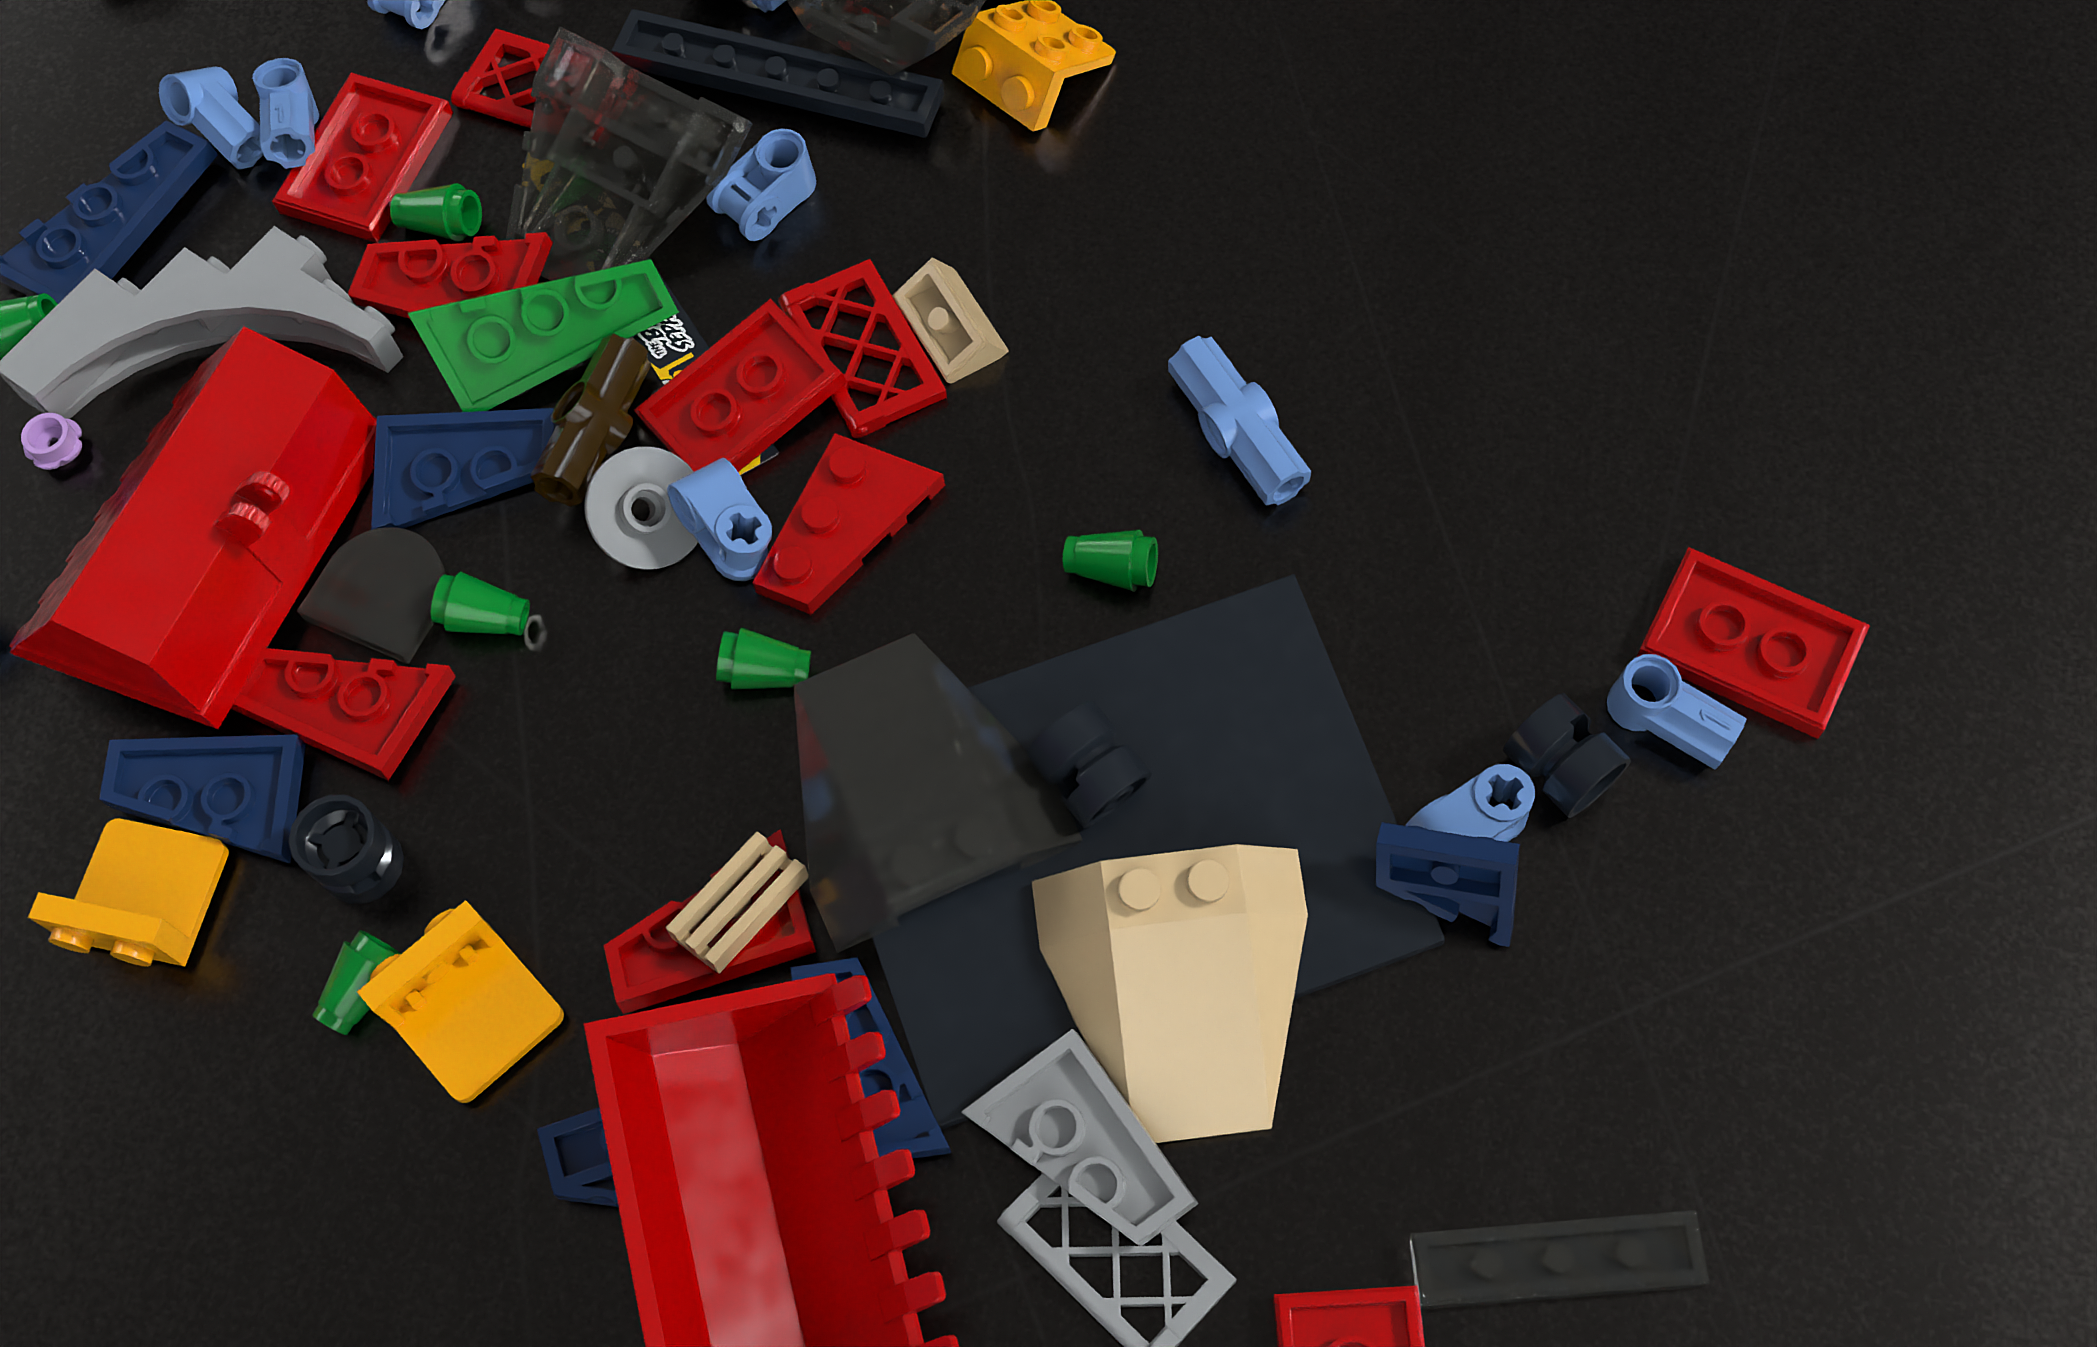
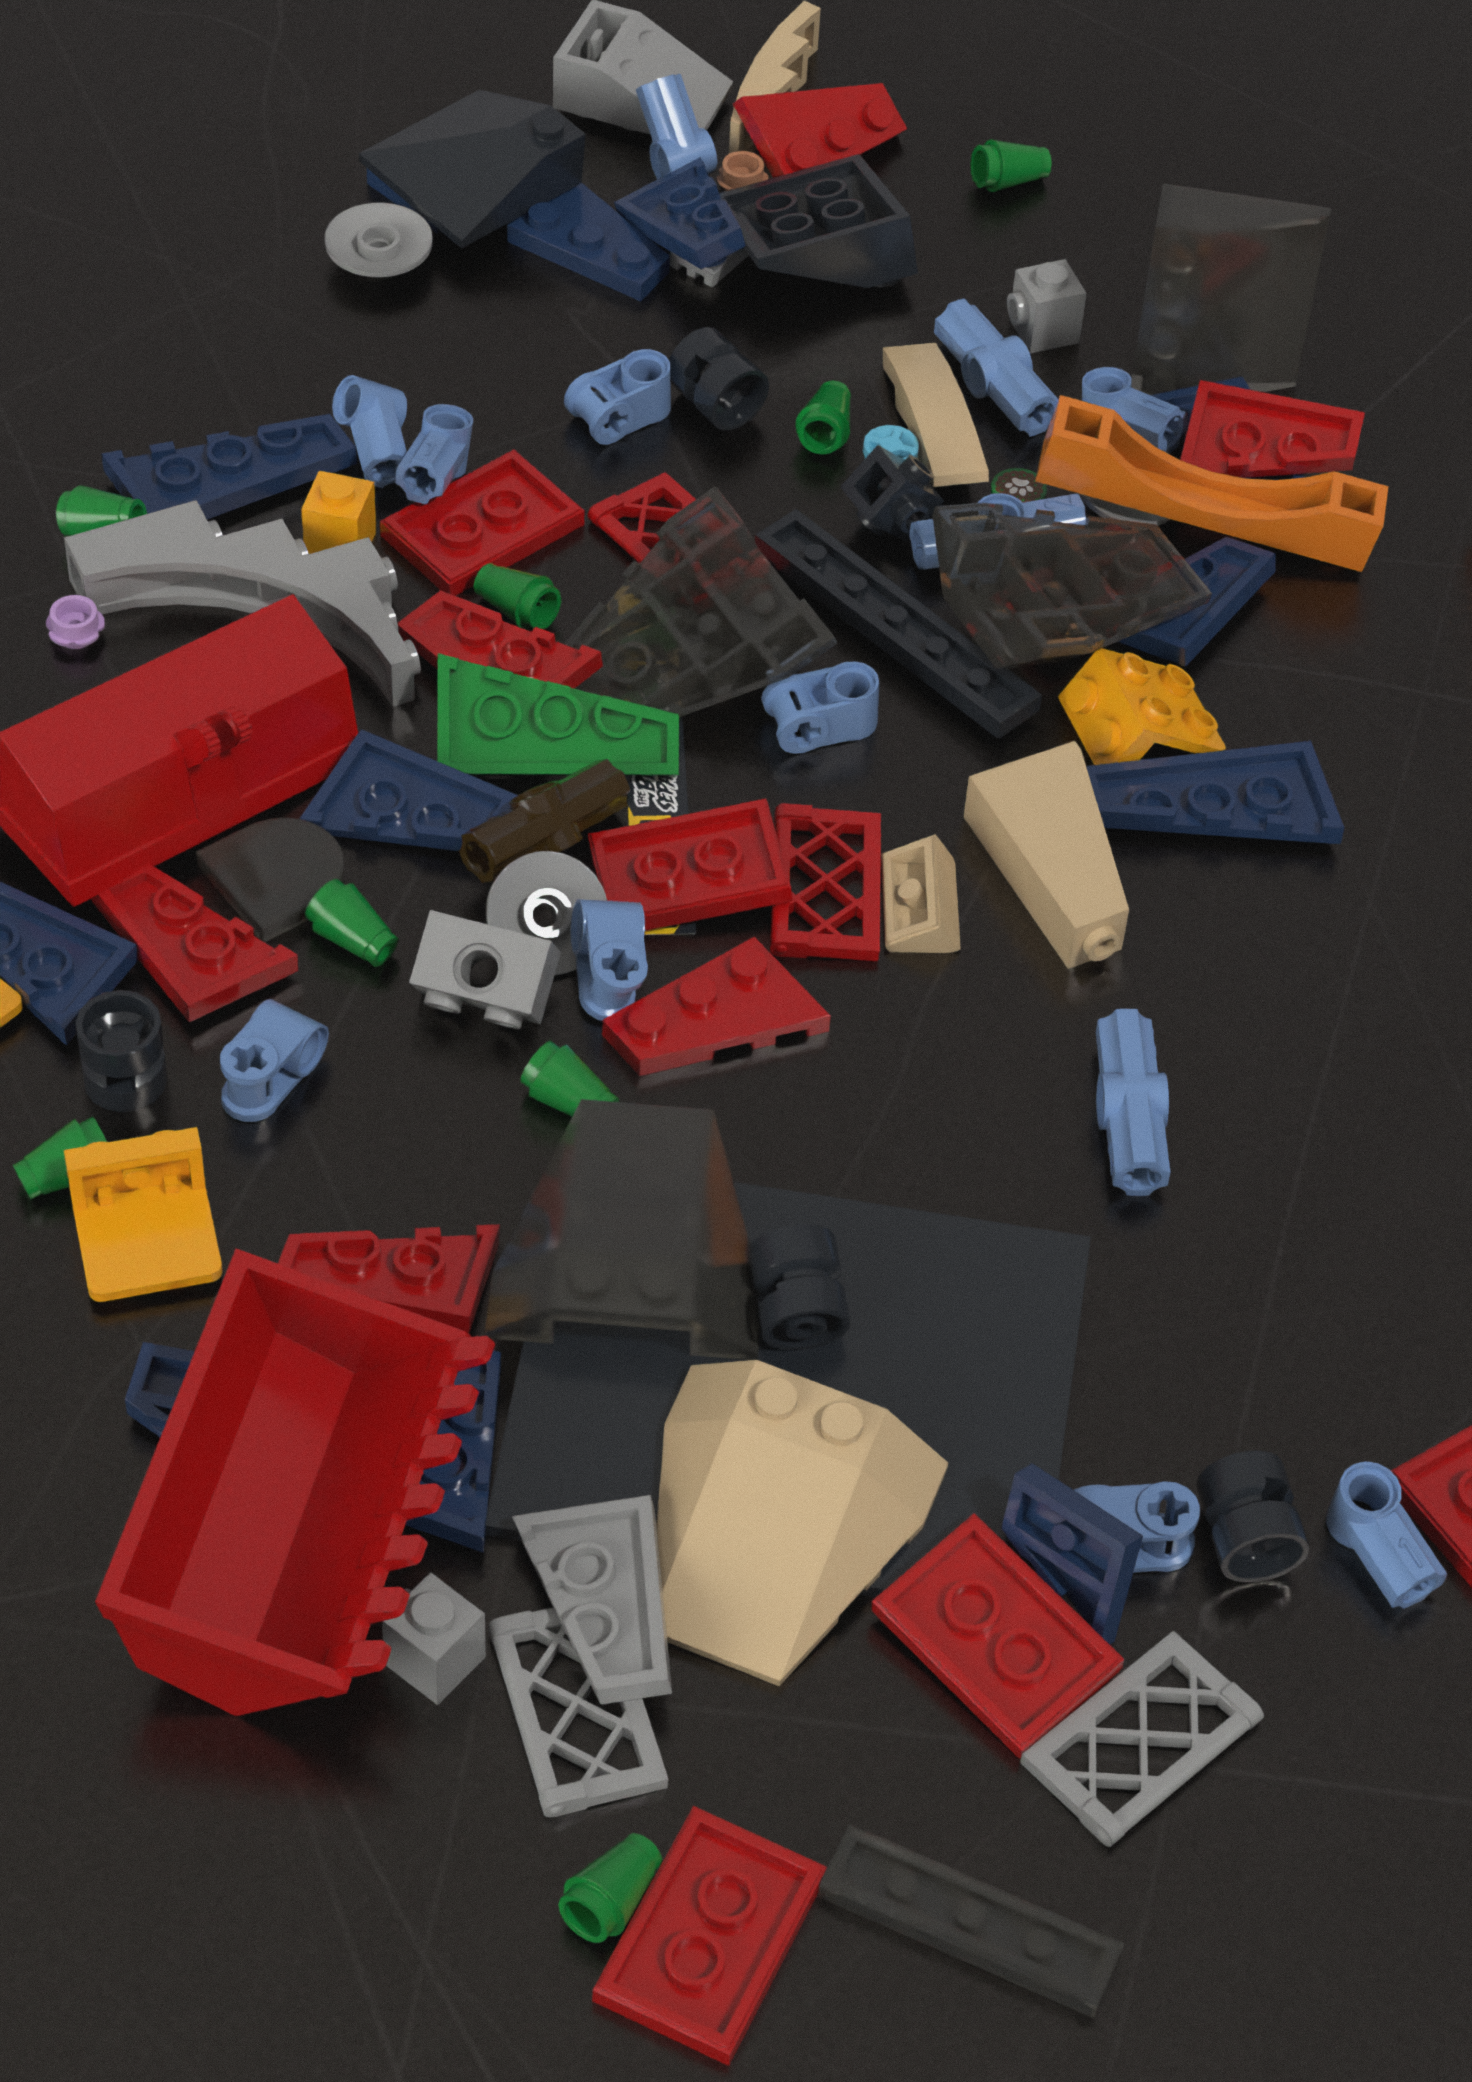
camera: 20 degrees right, 15 degrees down
(231, 215) = (338, 511): none -> light orange brick
(483, 781) = (269, 1060): none -> medium blue piece
(586, 603) = (456, 945): none -> light grey brick
(730, 895) = (421, 1246): tan tile -> none
(970, 1267) = (435, 1639): none -> light grey brick
(1037, 220) = (1053, 849): none -> tan slope
(1113, 558) = (942, 1158): green cone -> none
(1144, 92) = (1230, 793): none -> dark blue wing
(1426, 983) = (997, 1635): none -> red tile
(1538, 1022) = (1132, 1685): none -> light grey window

